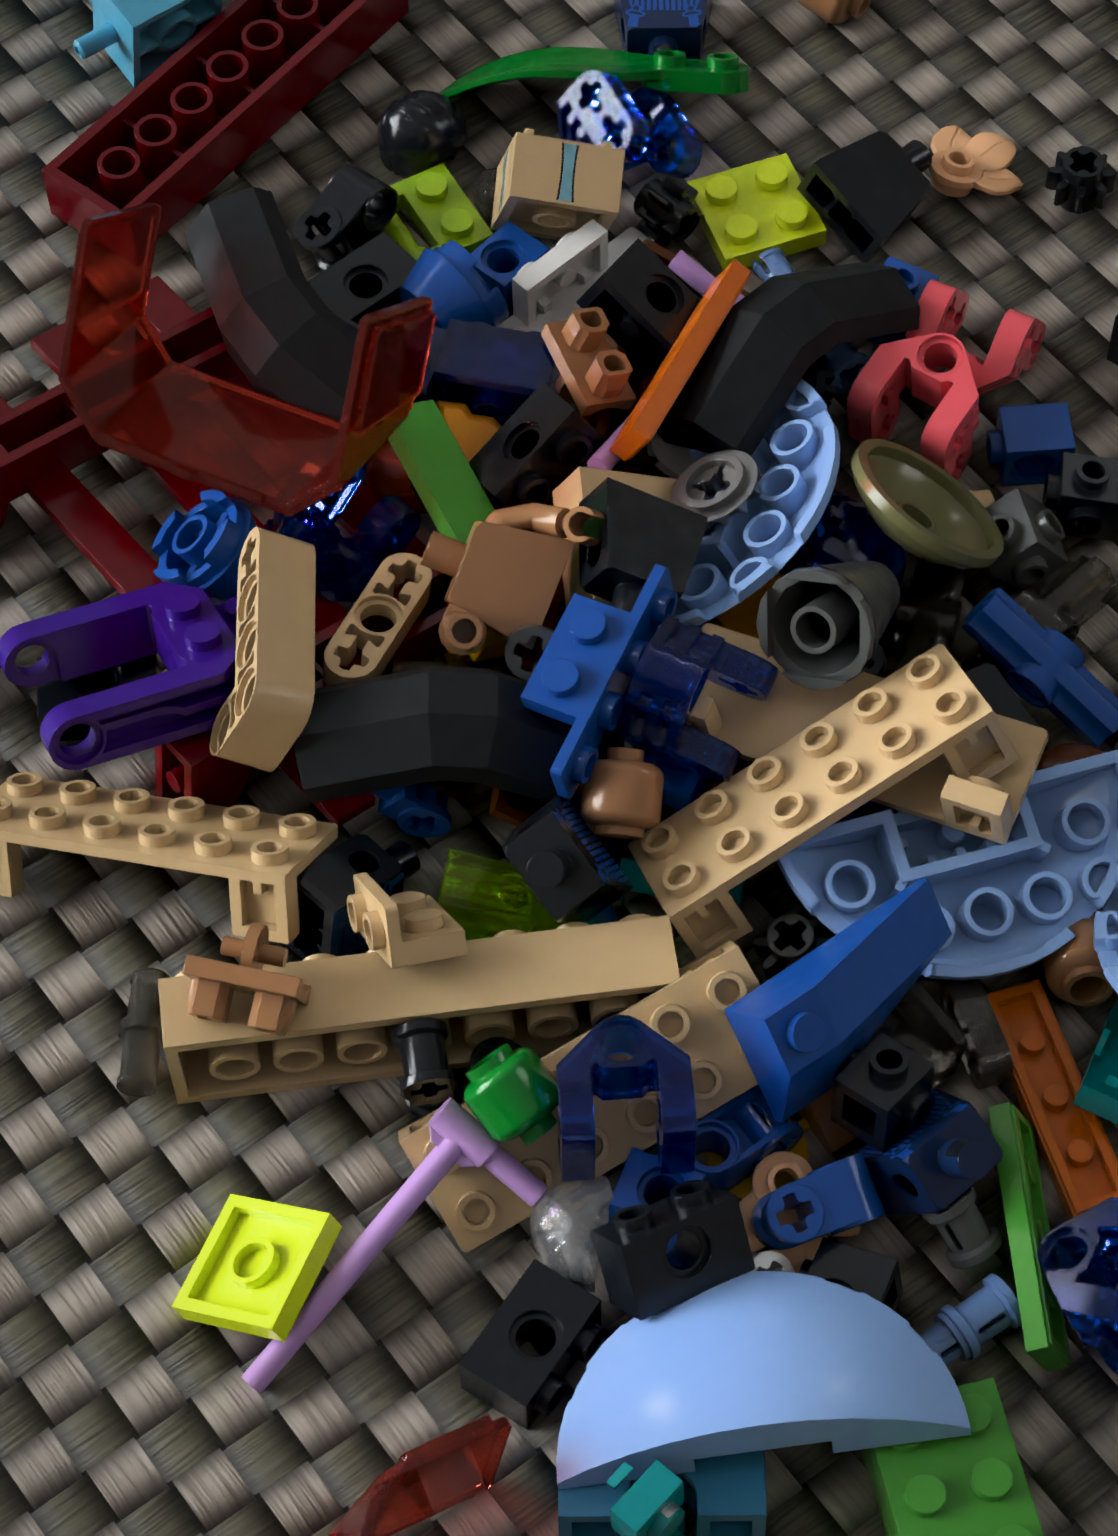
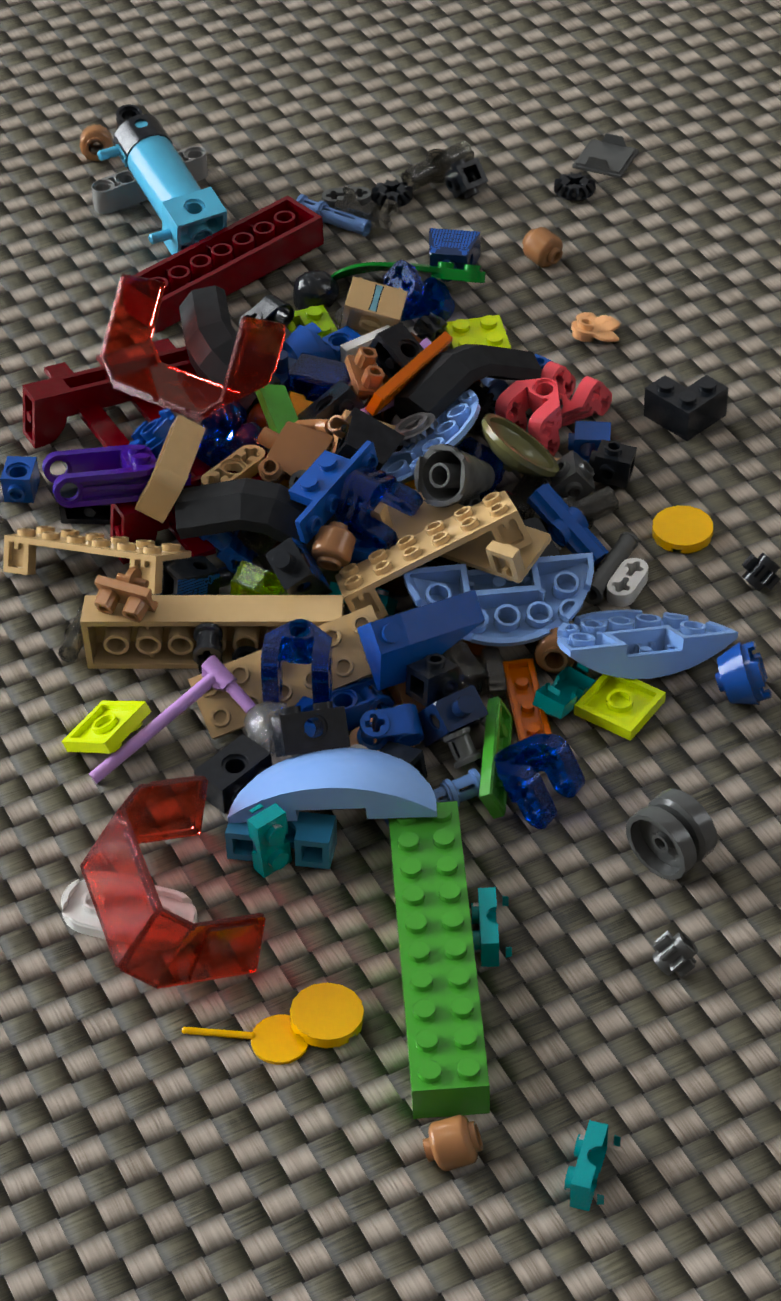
camera: 10 degrees right, 15 degrees down
(403, 926) = (212, 586): tan bracket -> none
(512, 1094) = (243, 655): green head -> none
(868, 190) = (535, 328): black torso -> none
(1080, 179) = (648, 337): black gear -> none

